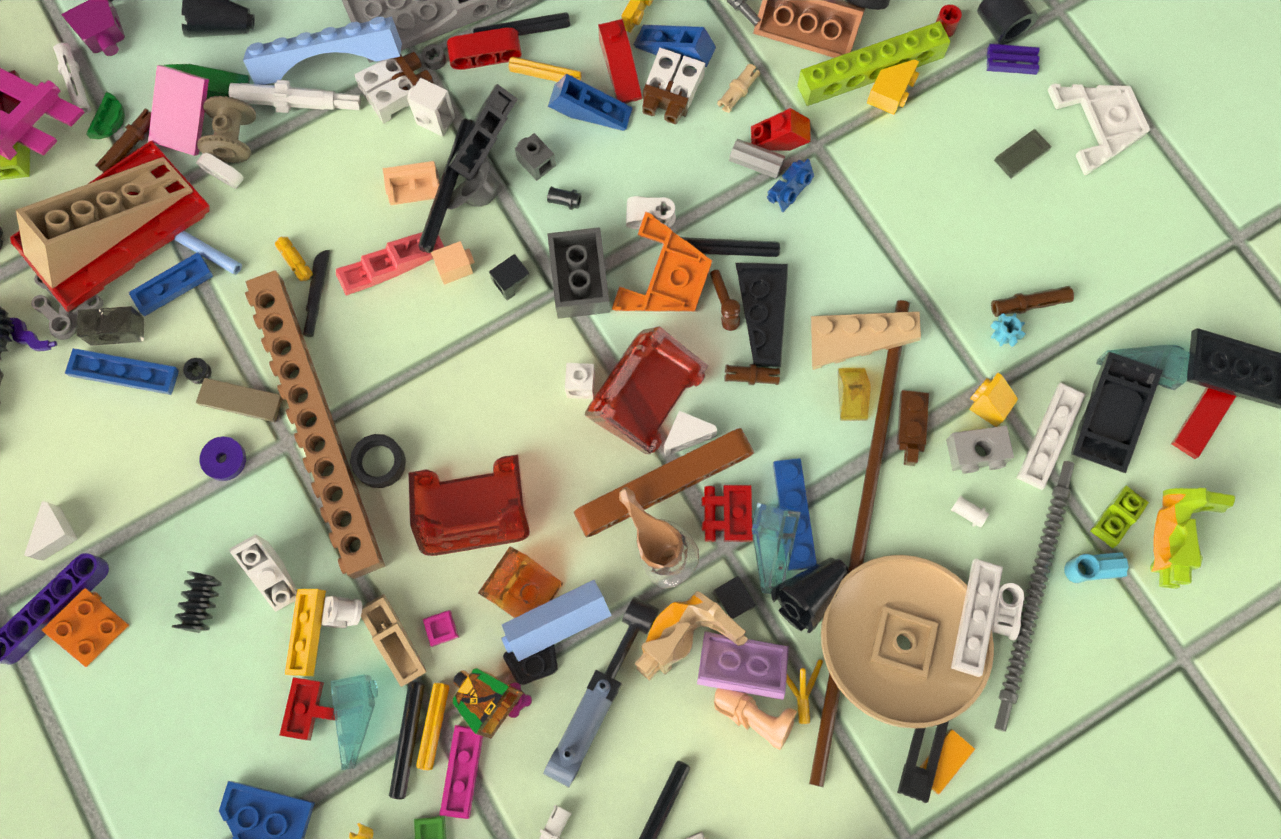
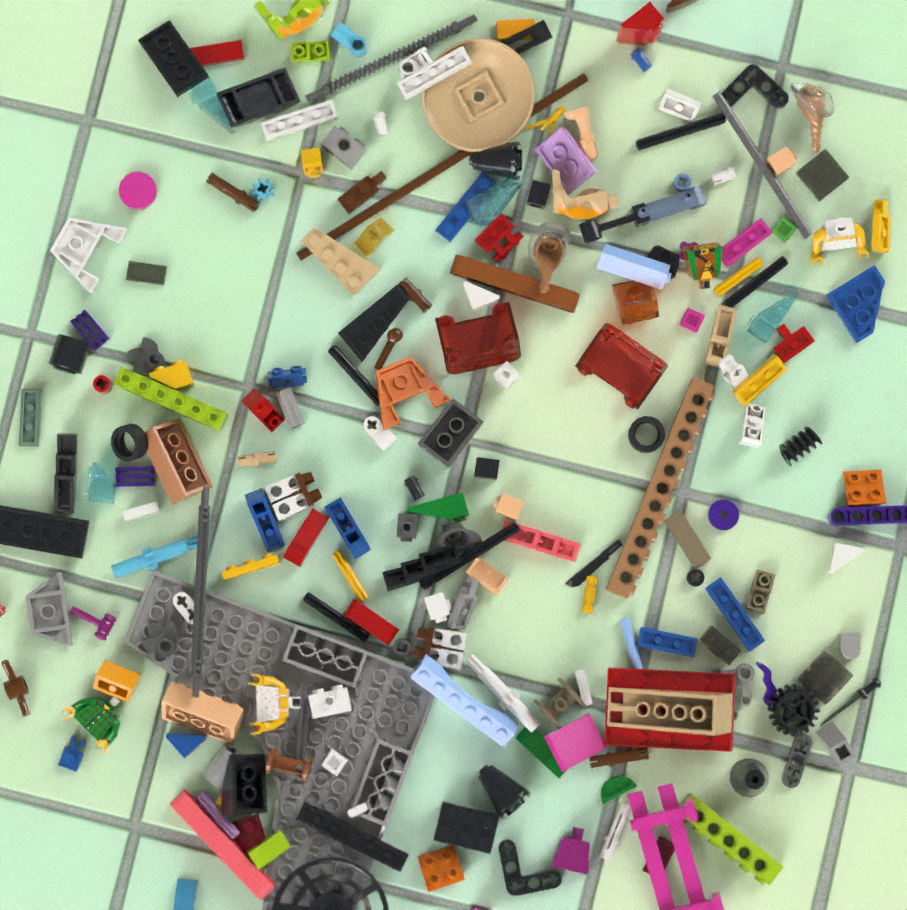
camera: 140 degrees left, 10 degrees up
(114, 418) = (760, 591): none -> dark tan slope
(407, 133) = (464, 604): none -> light grey hinge
(515, 203) = (445, 508): none -> green slope
(585, 775) = (676, 181): none -> medium blue bush
(938, 81) = (144, 356): none -> dark grey plate
(1118, 218) = (137, 190): none -> dark pink tile

